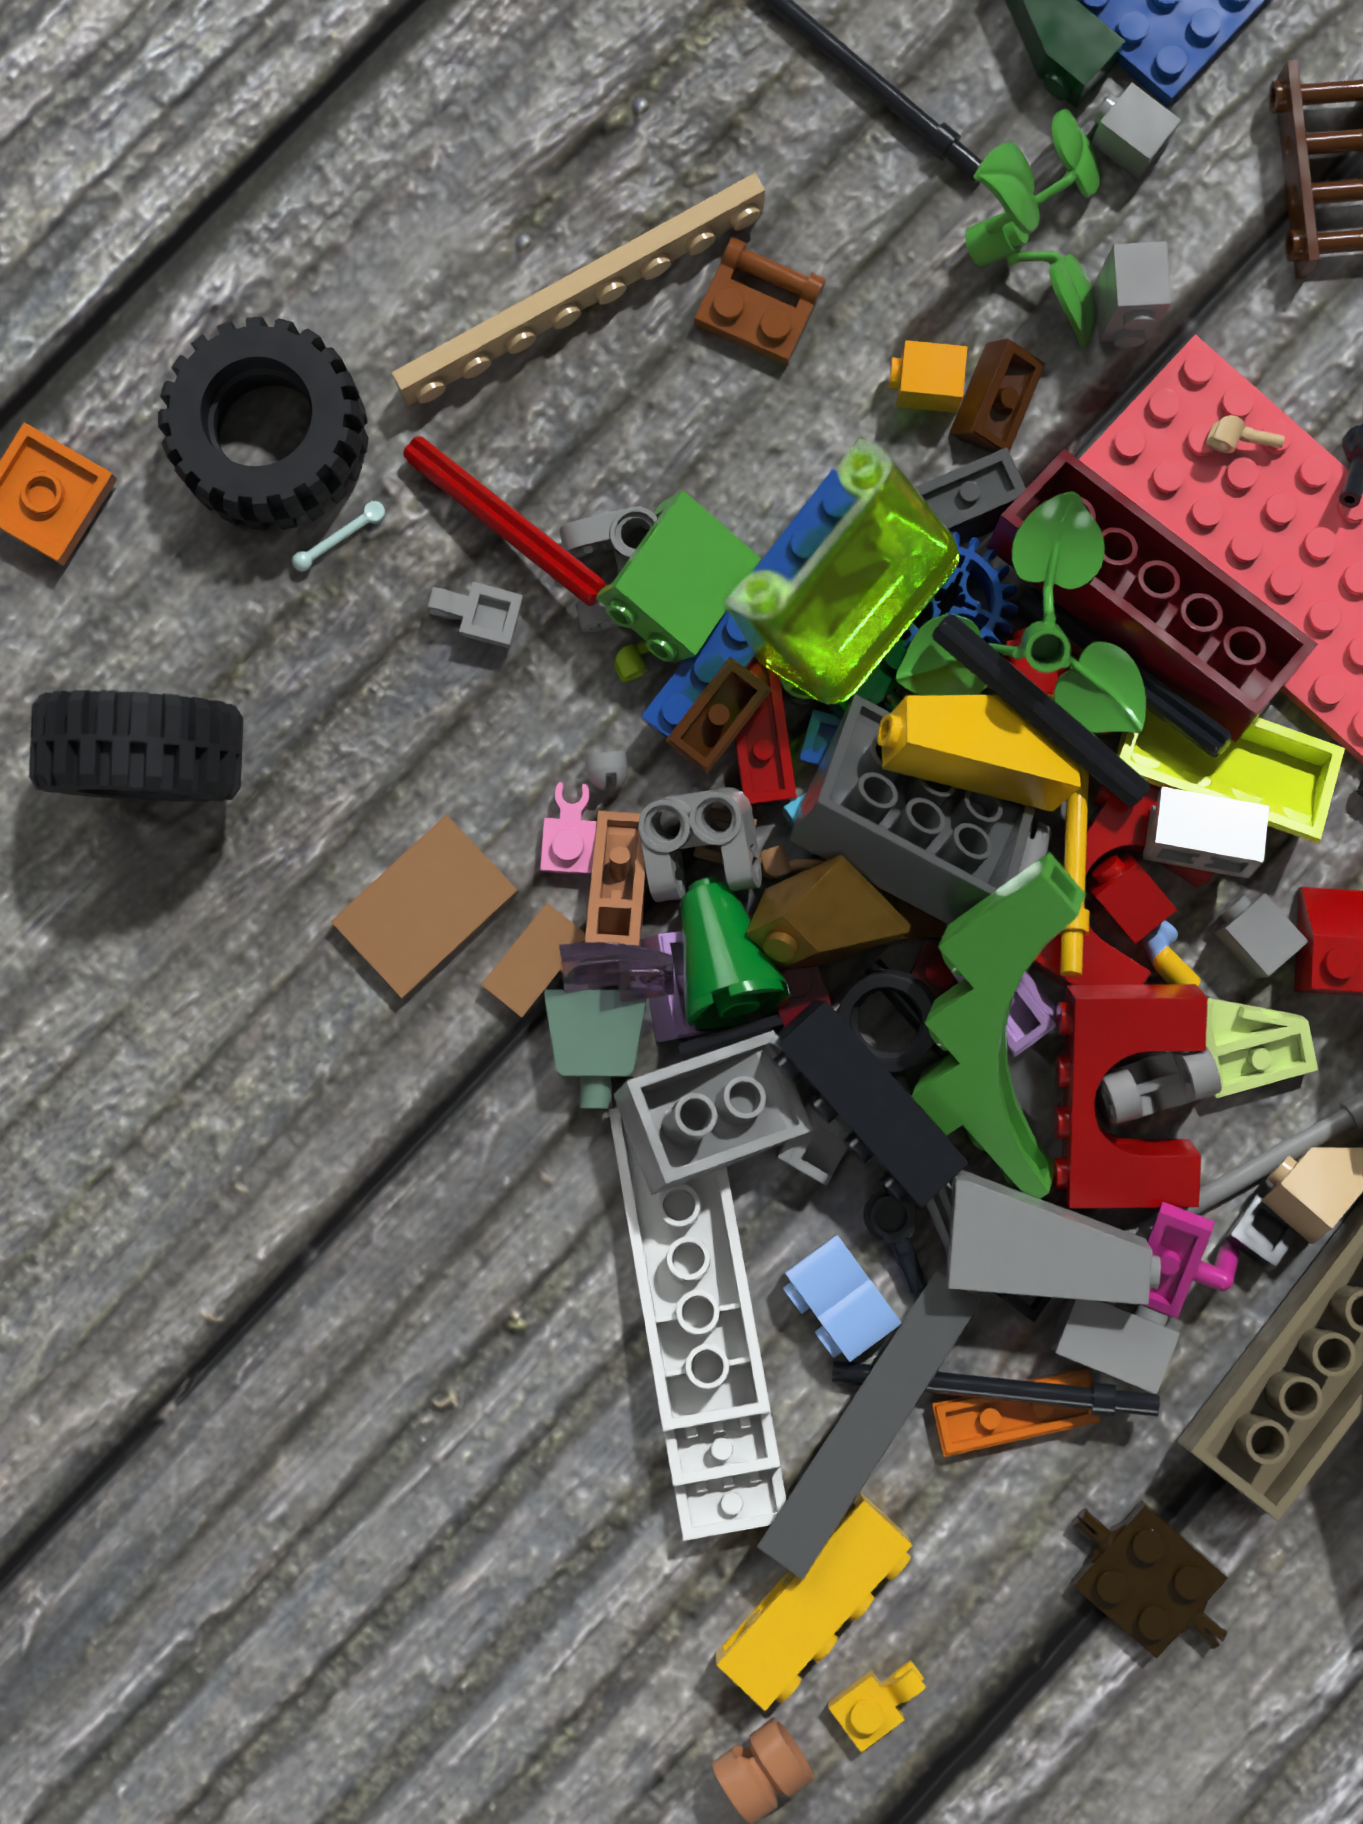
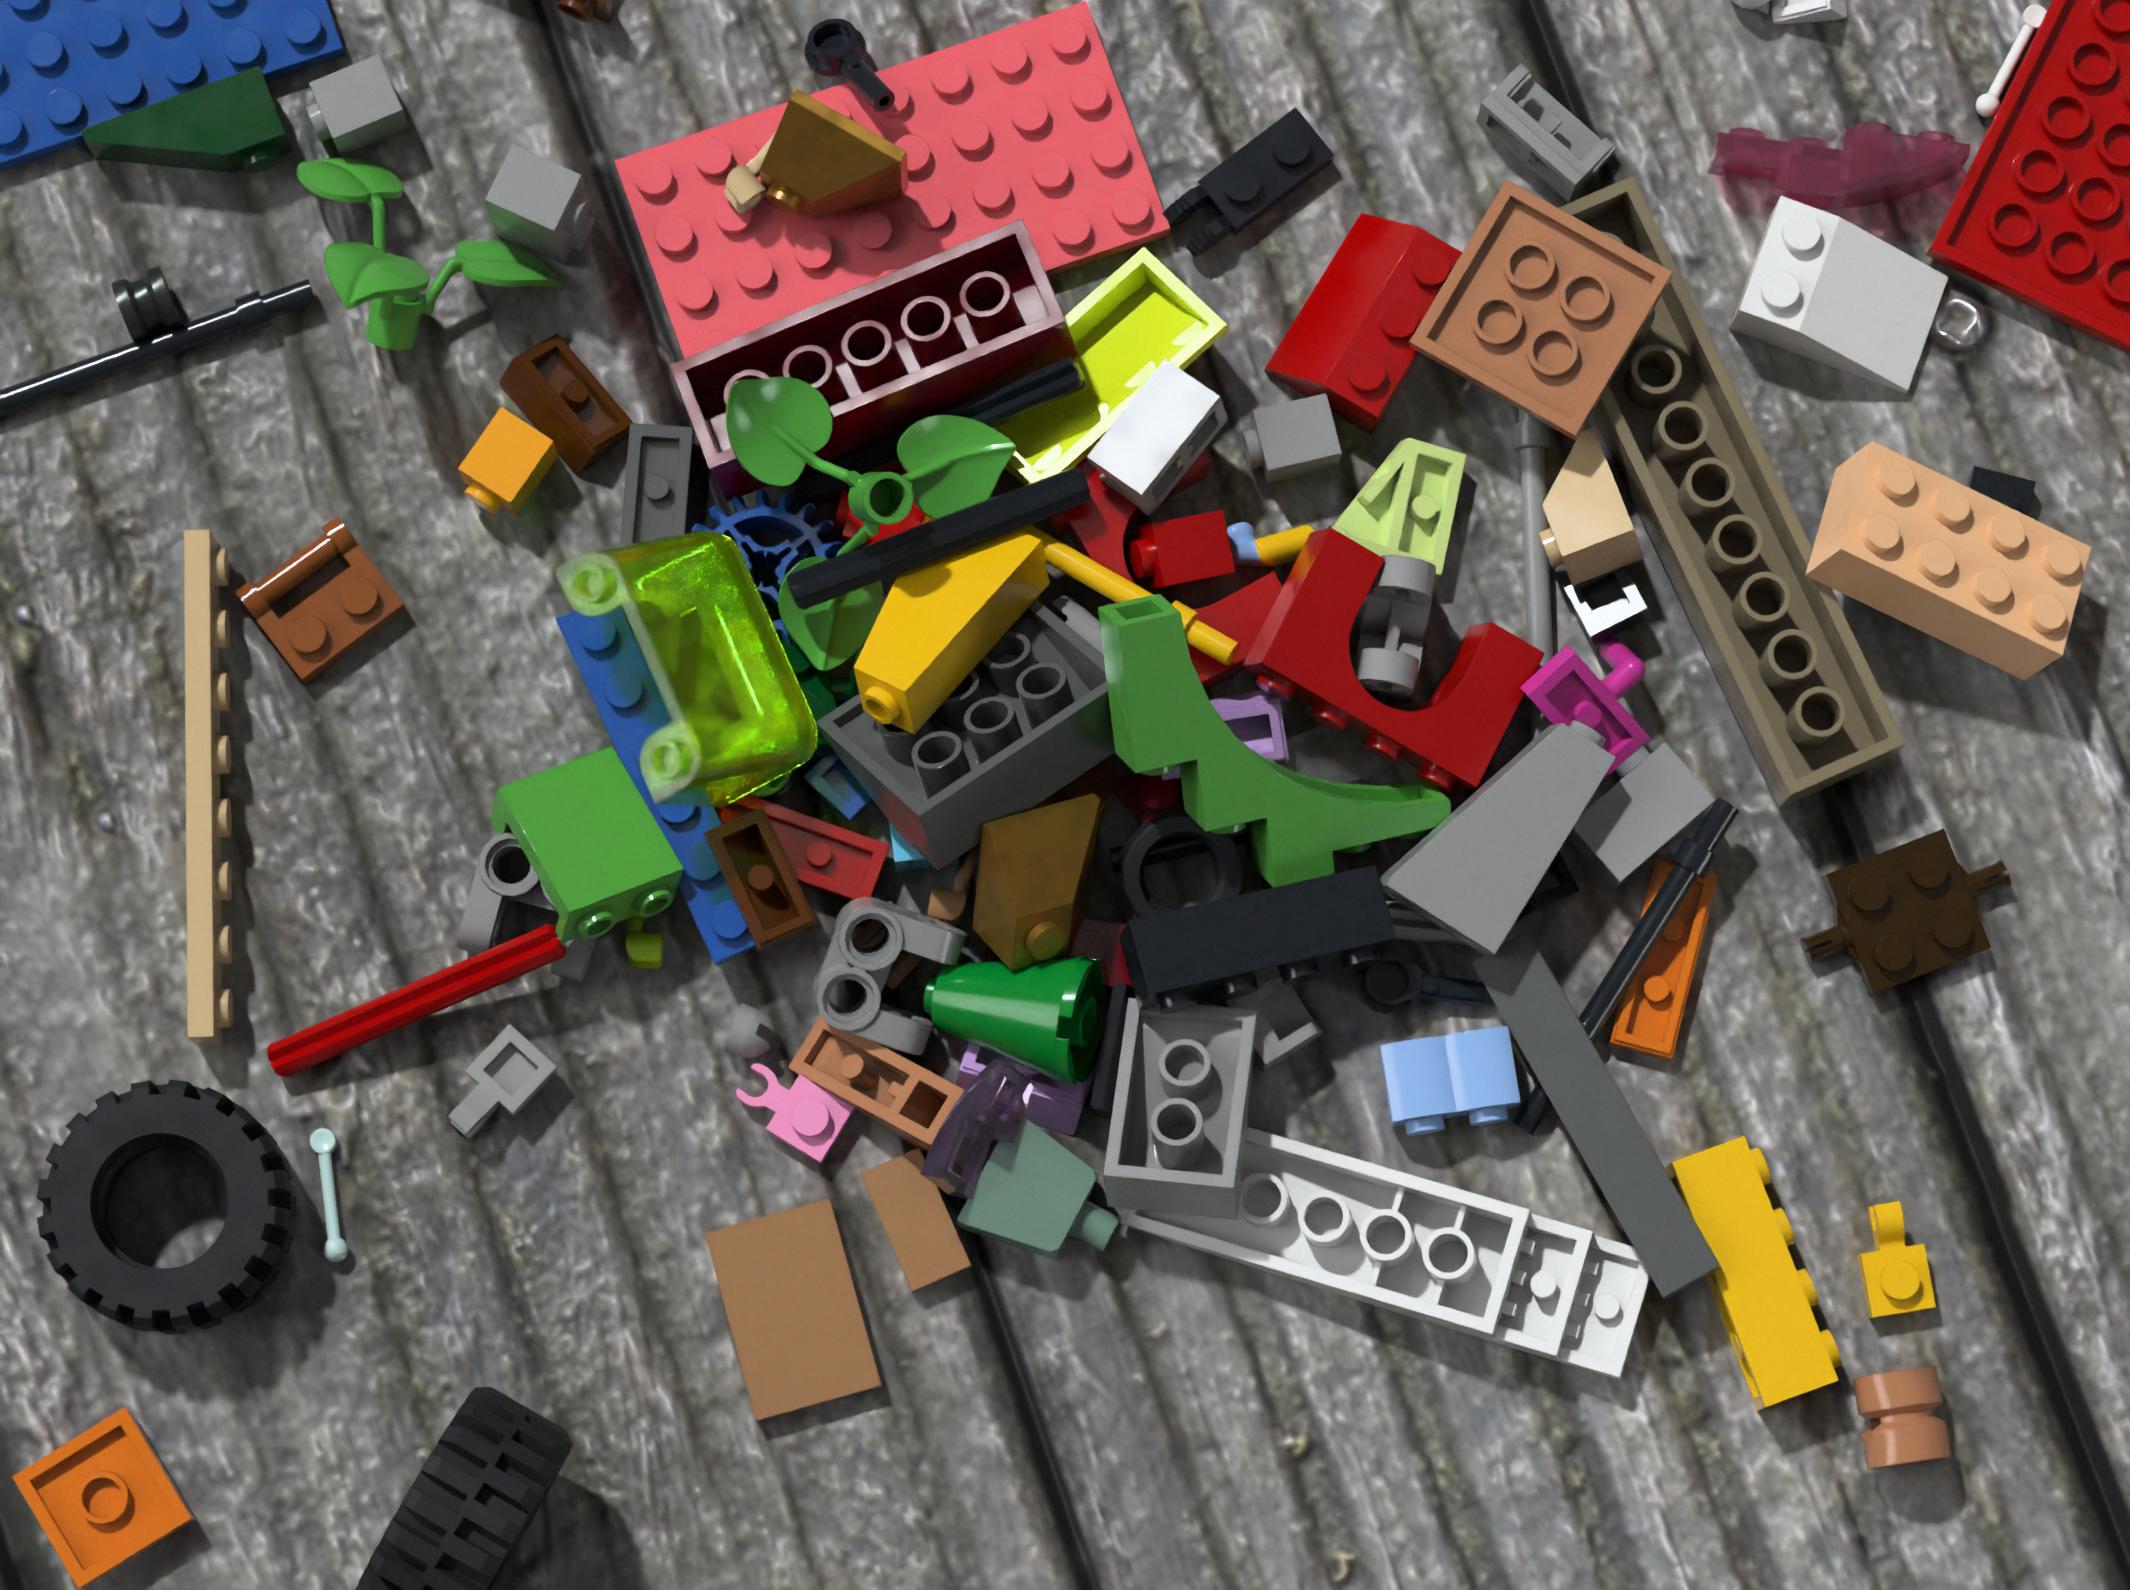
camera: 70 degrees left, 5 degrees down
(907, 62) = (146, 303): none -> pearl dark grey wheel
(1281, 481) = (829, 162): none -> pearl gold slope

